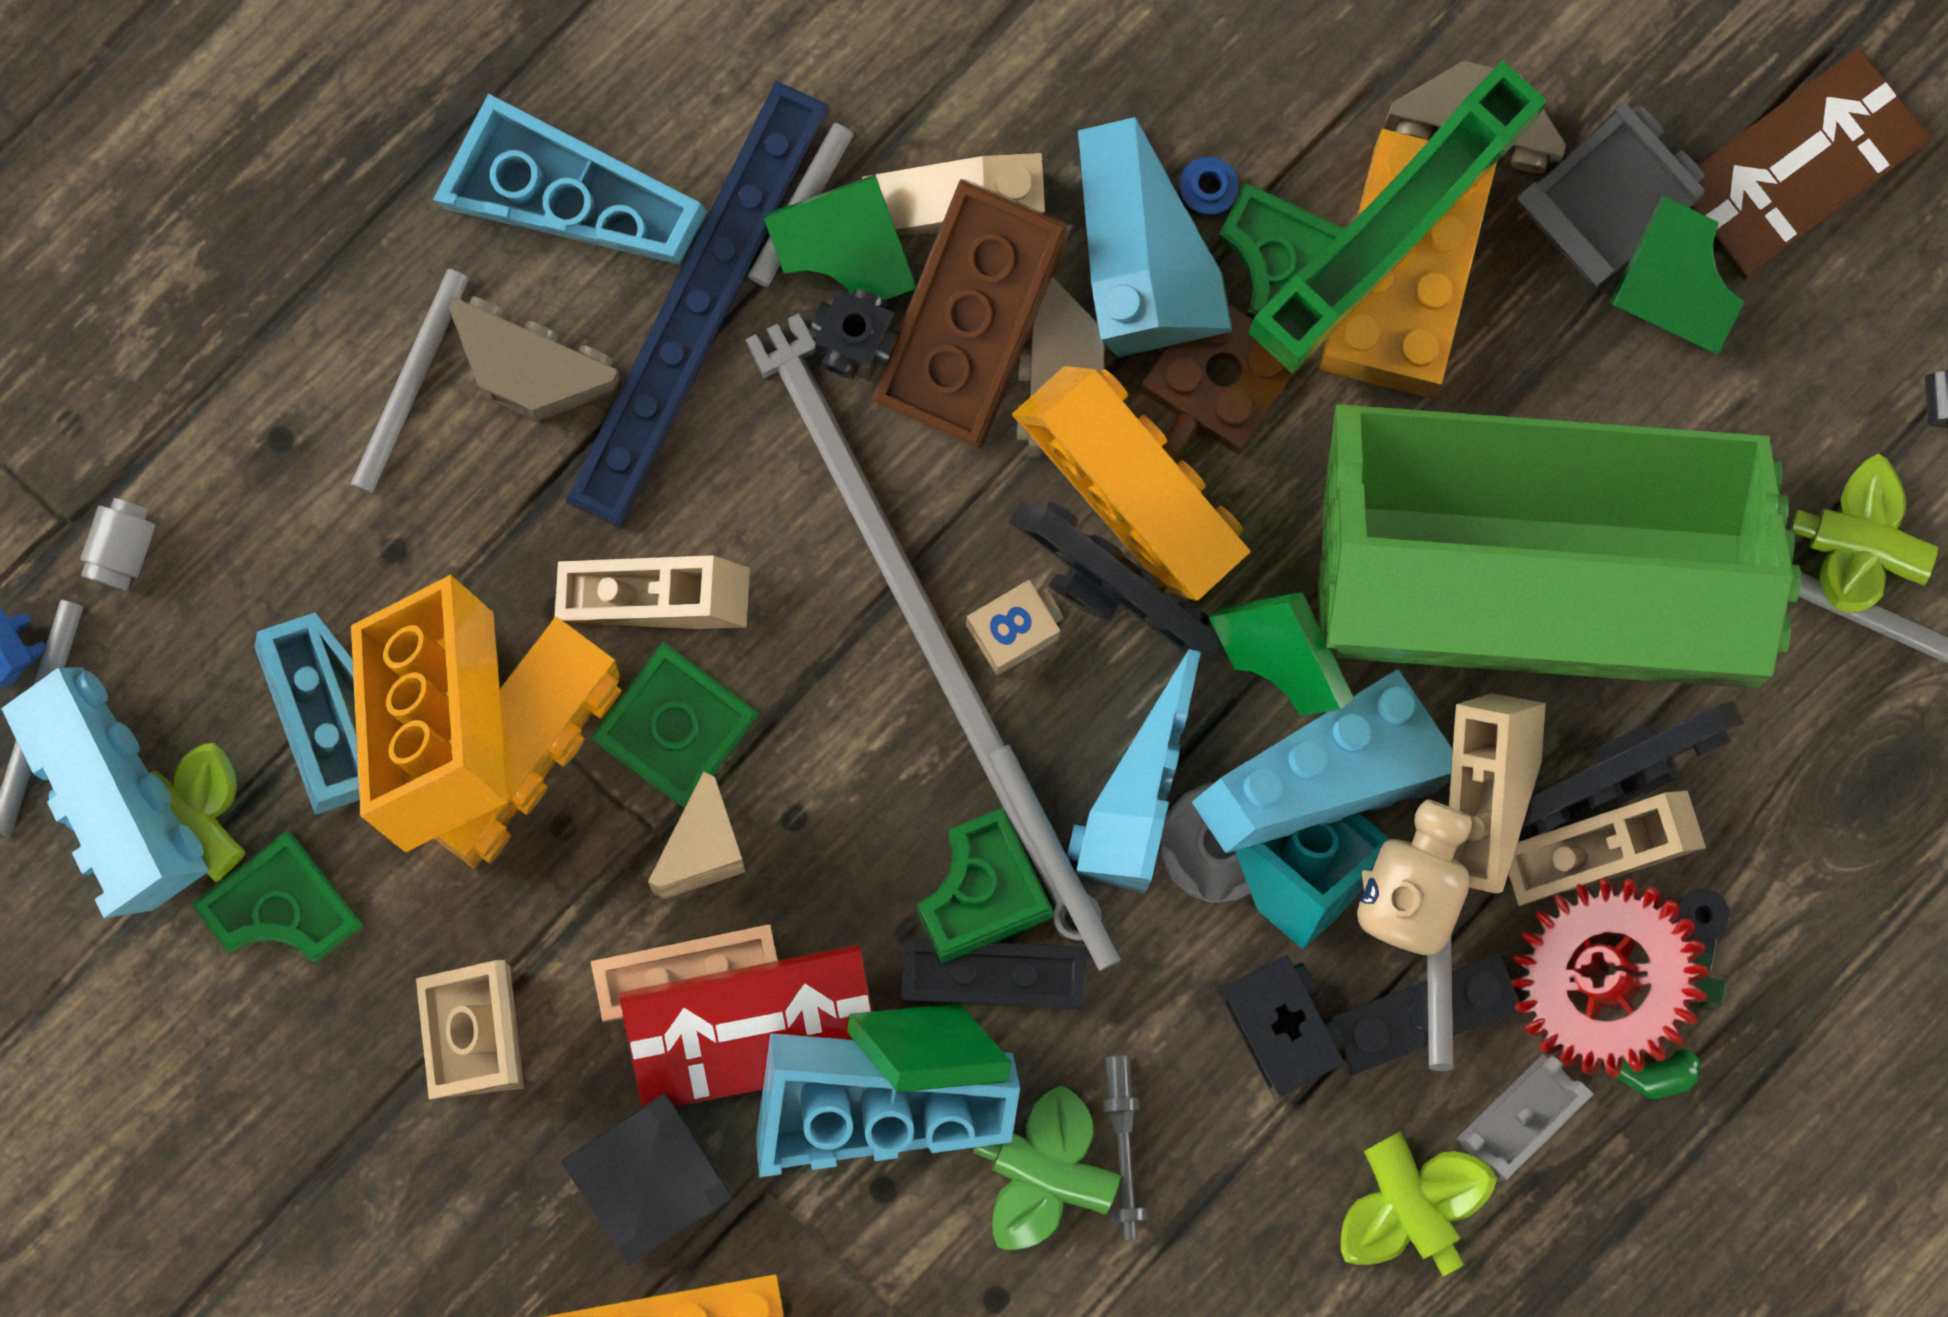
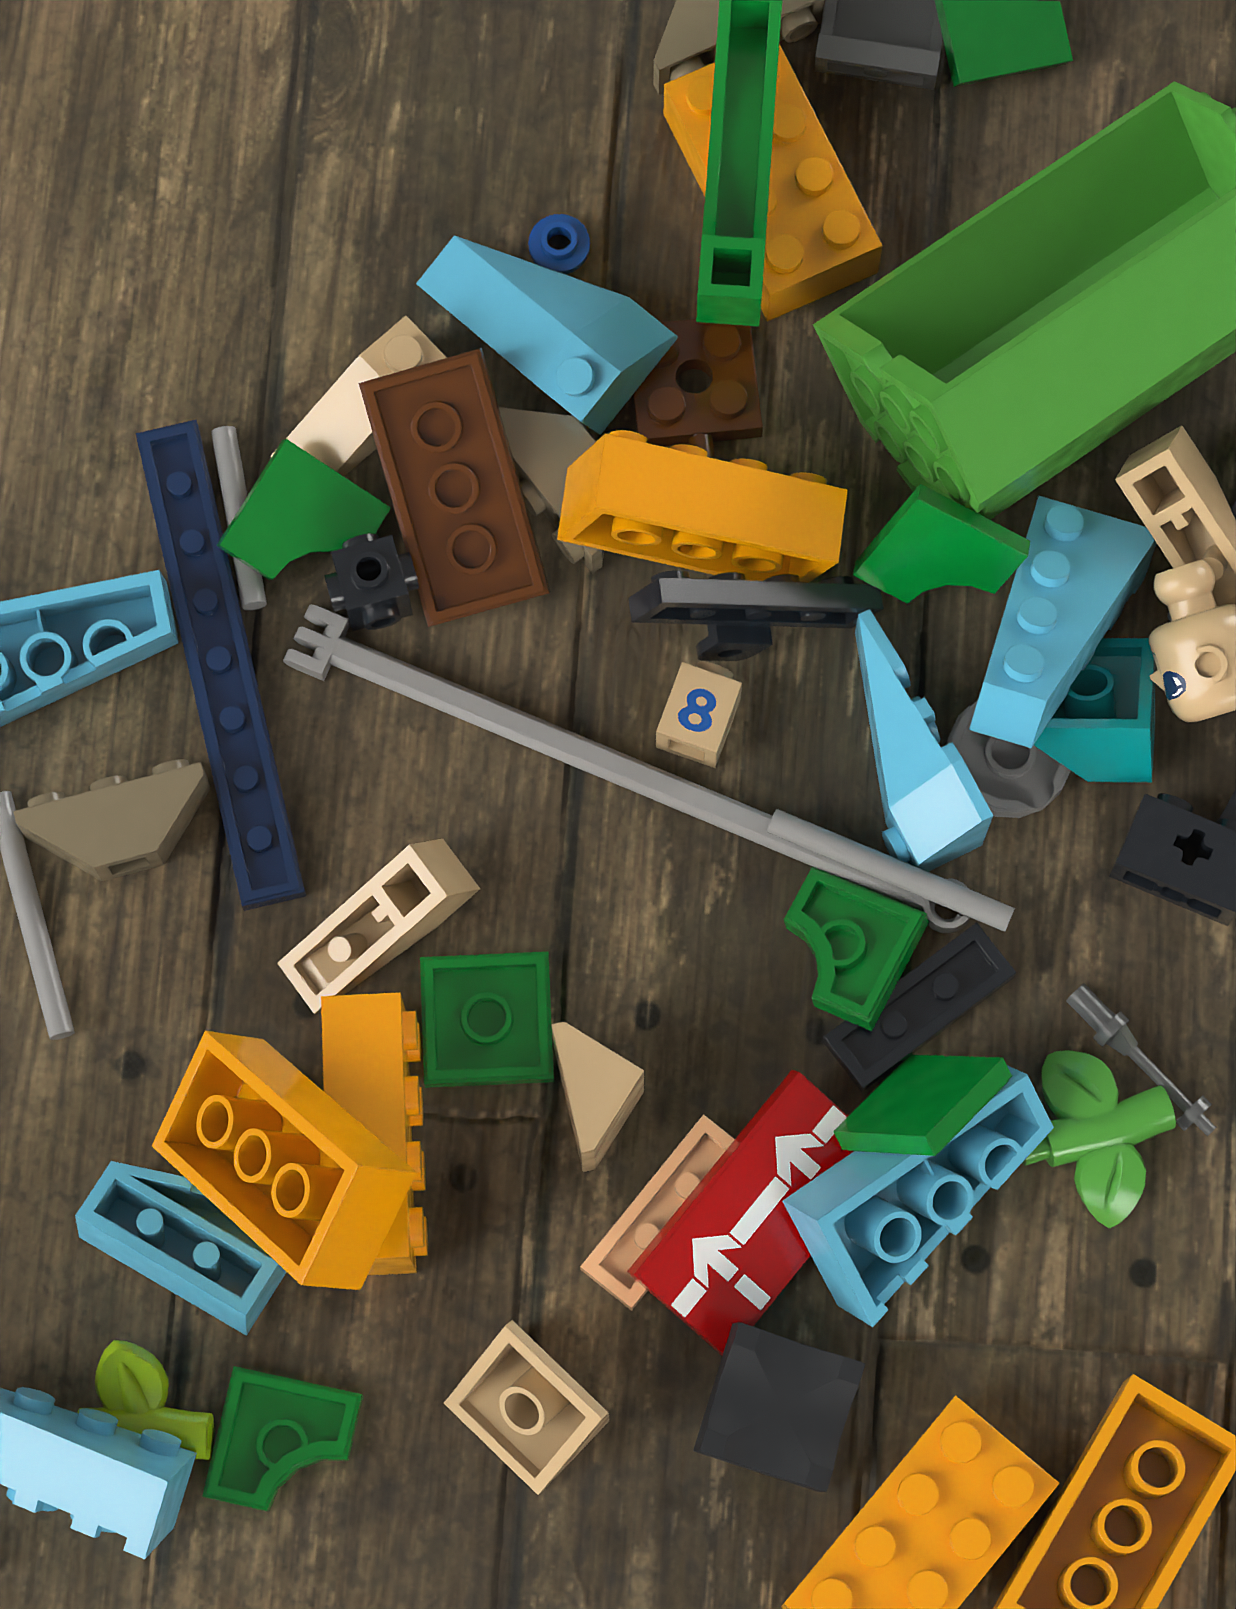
camera: 30 degrees left, 5 degrees down
(1273, 241) = (653, 249): green tile -> none

